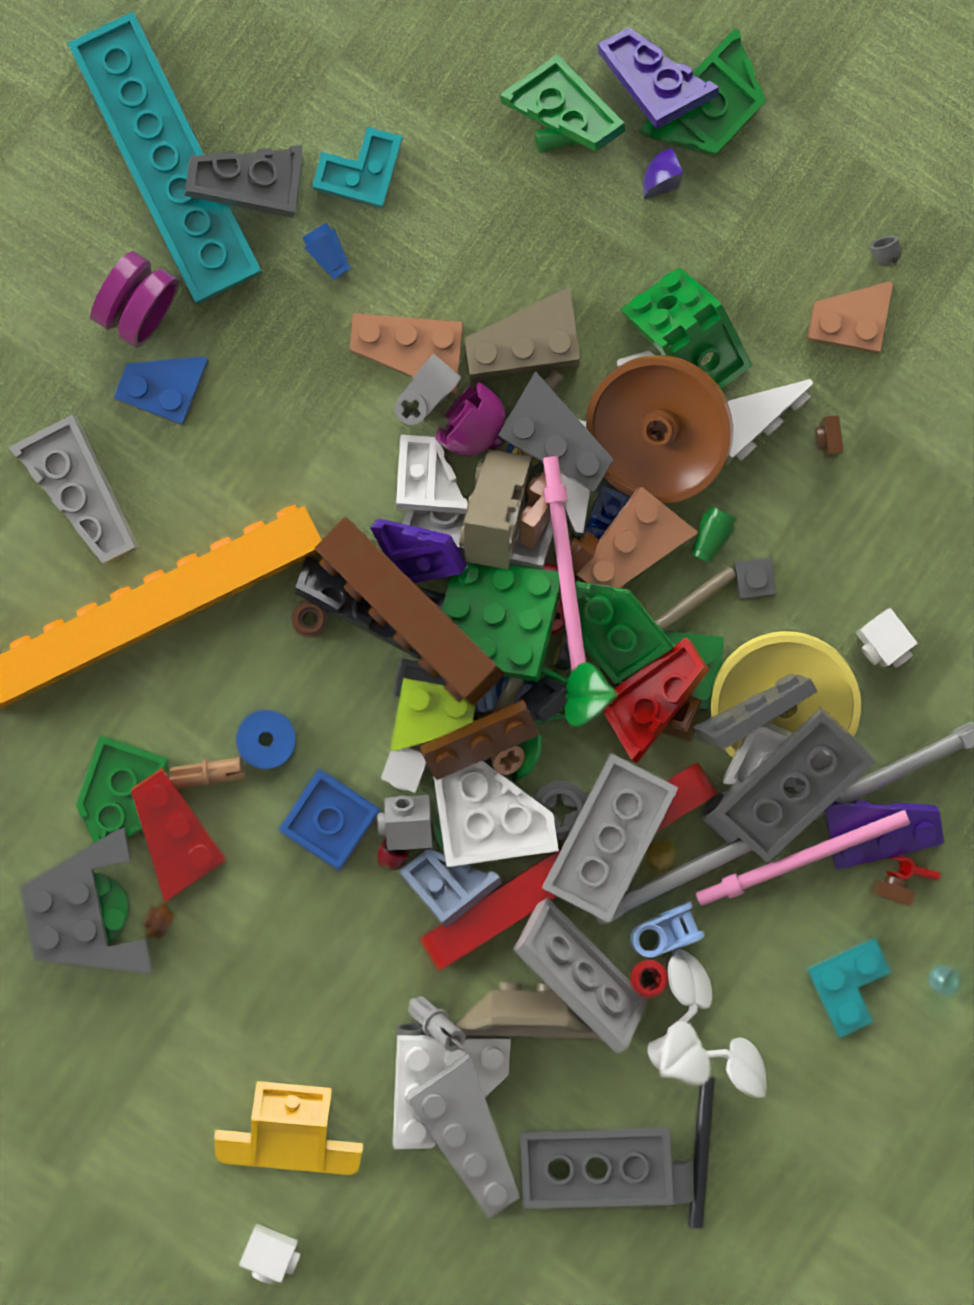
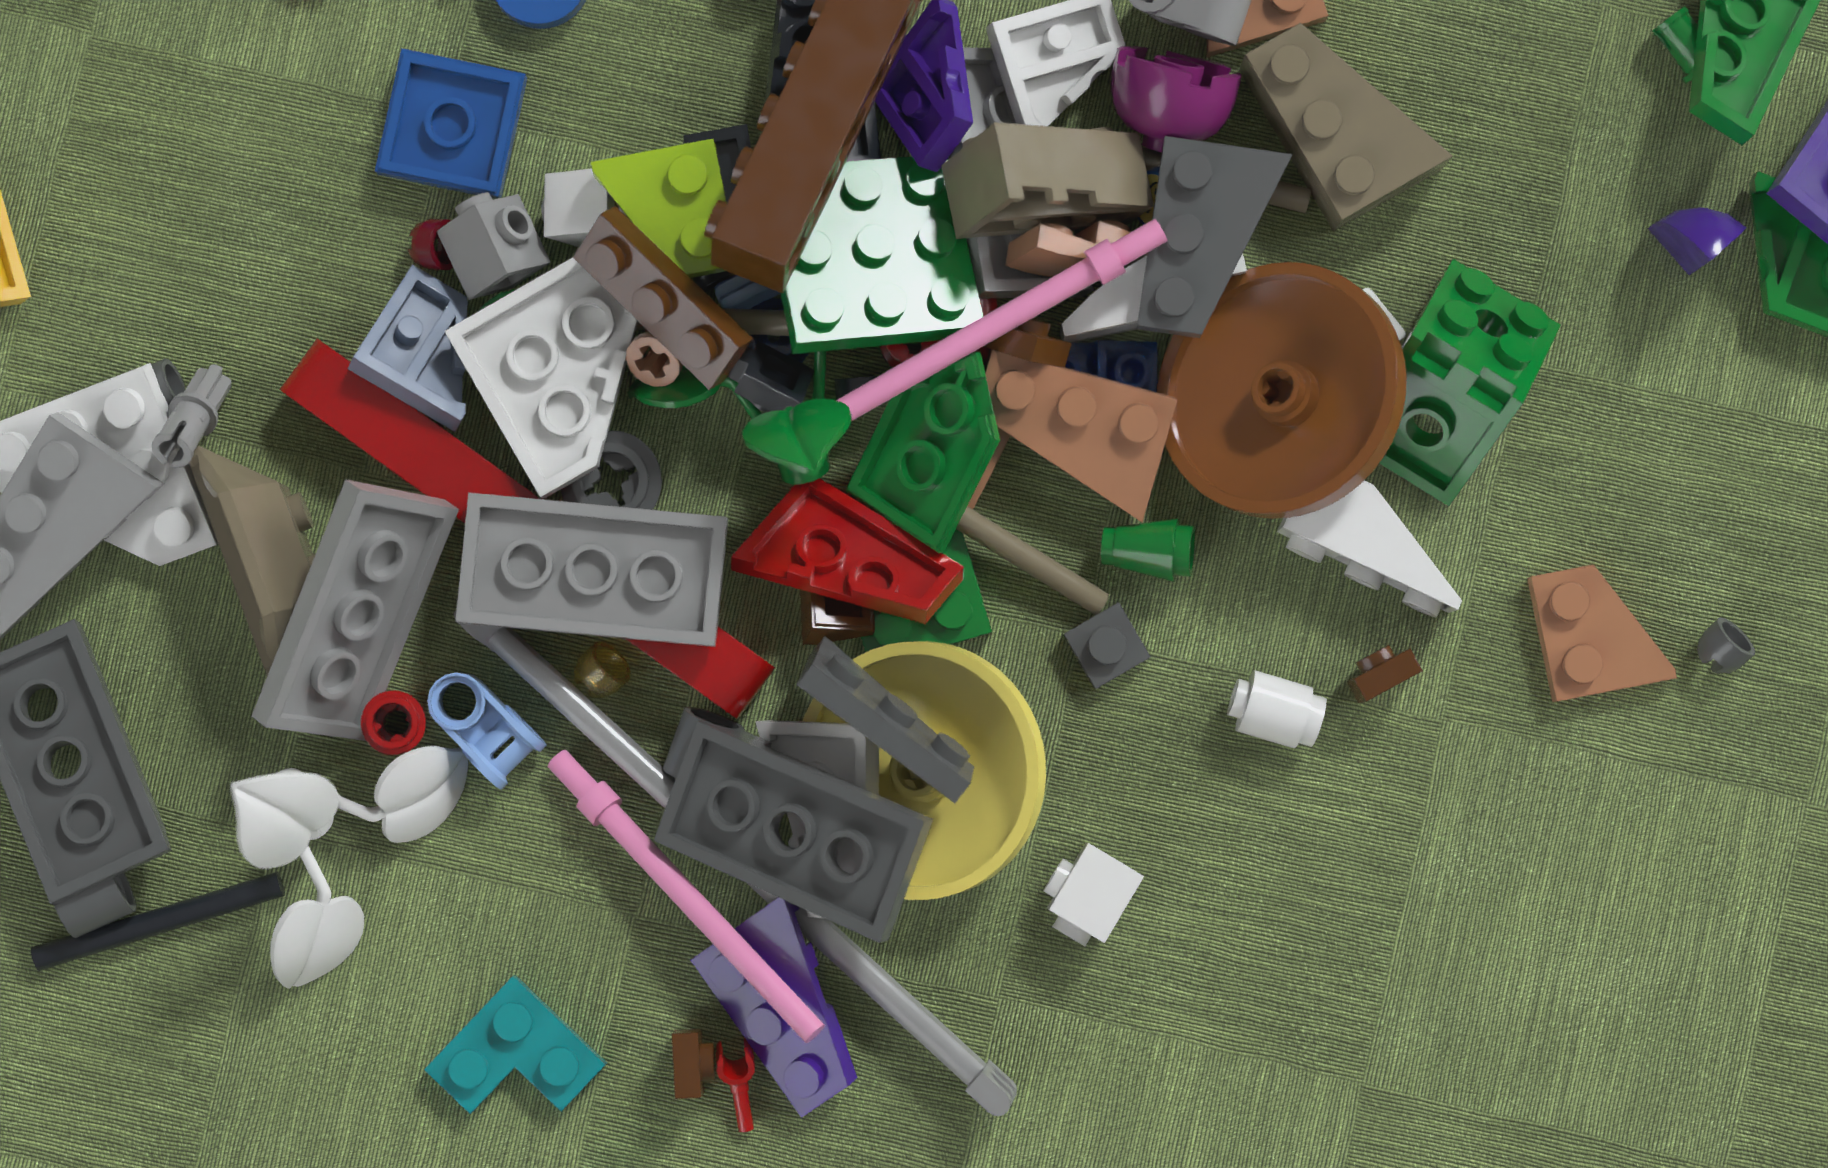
camera: 70 degrees right, 0 degrees up
(826, 501) = (1277, 710): none -> white brick

